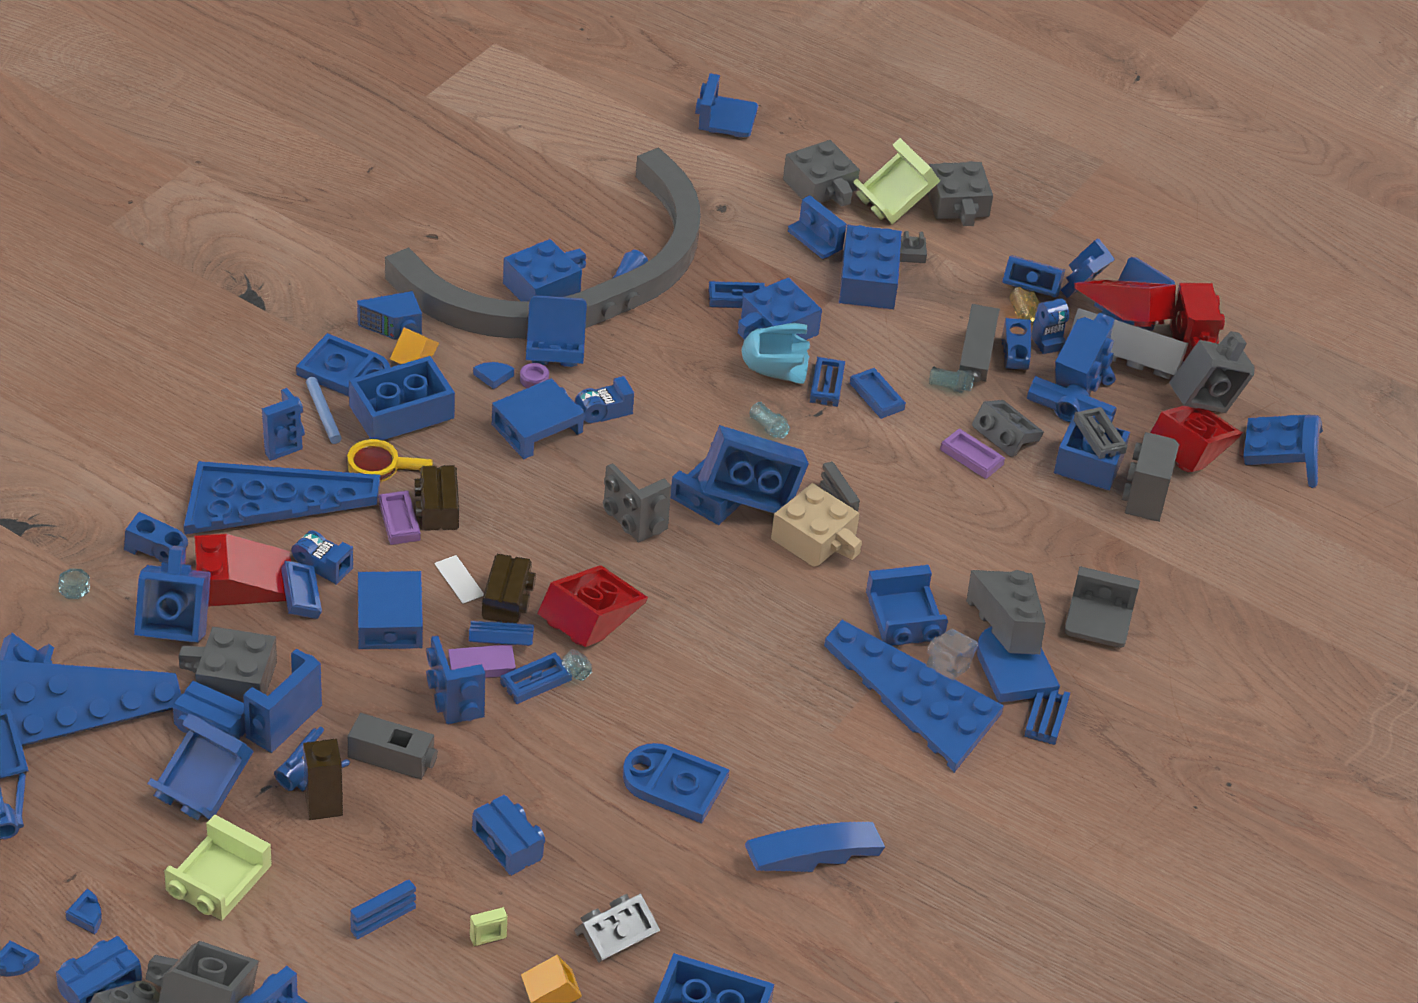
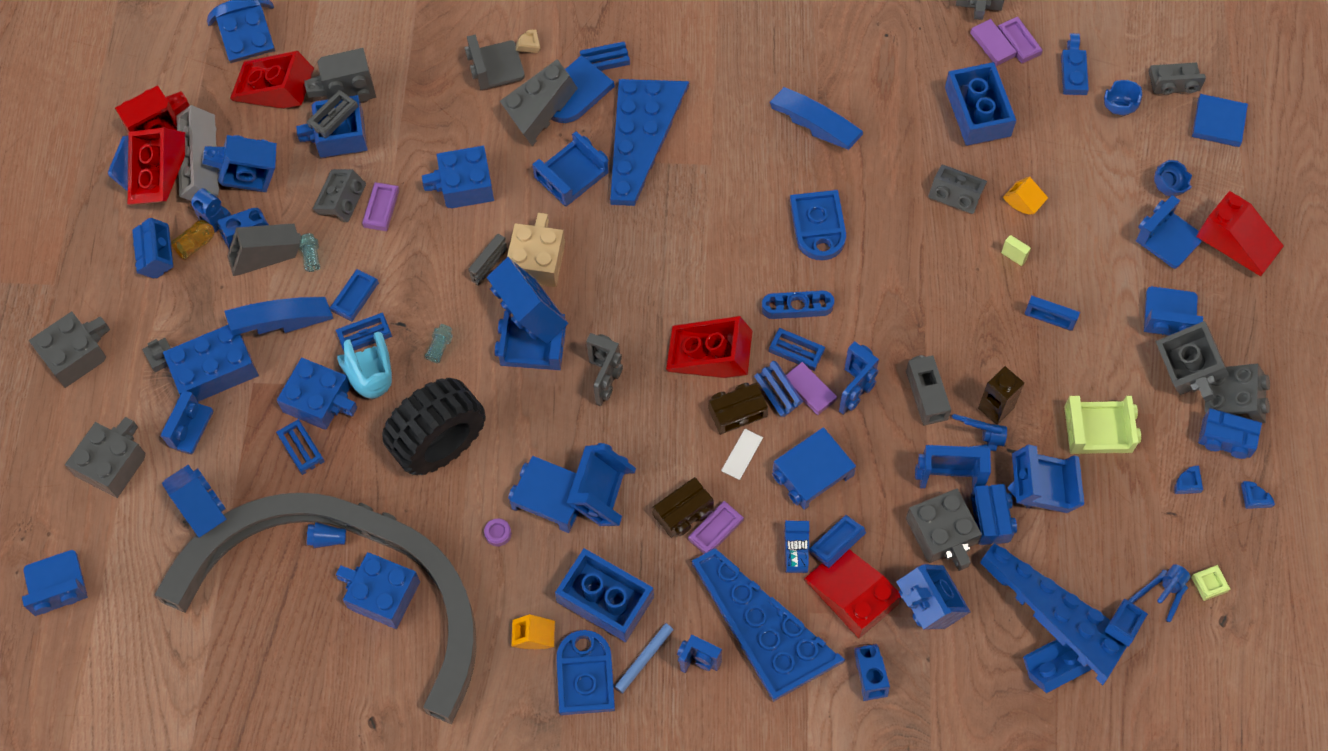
camera: 115 degrees left, 20 degrees up
(74, 583) = (951, 698): clear light blue tile -> none
(381, 459) = (671, 581): piece -> none
(390, 314) = (504, 672): blue slope -> none
(493, 373) = (516, 561): blue tile -> none
(508, 834) = (941, 280): blue brick -> none
(509, 439) = (599, 483): none -> blue panel
(556, 330) = (455, 531): blue bracket -> none
(577, 664) = (772, 326): clear light blue tile -> none
(587, 717) = (815, 311): none -> blue beam
(607, 402) = (496, 460): blue leg -> none
(663, 343) = (433, 426): none -> black tyre
(726, 191) = (190, 495): none -> blue hinge
(886, 320) = (277, 314): none -> blue slope
(897, 184) = (92, 391): yellowish green panel -> none
(951, 653) = (600, 119): clear brick -> none
(956, 517) = (461, 177): none -> blue hinge
(1065, 400) = (287, 167): blue piece -> none
(1087, 266) = (127, 208): blue bracket -> none
(1114, 656) = (528, 42): none -> tan tile
(1214, 374) = (213, 79): dark grey hinge -> none

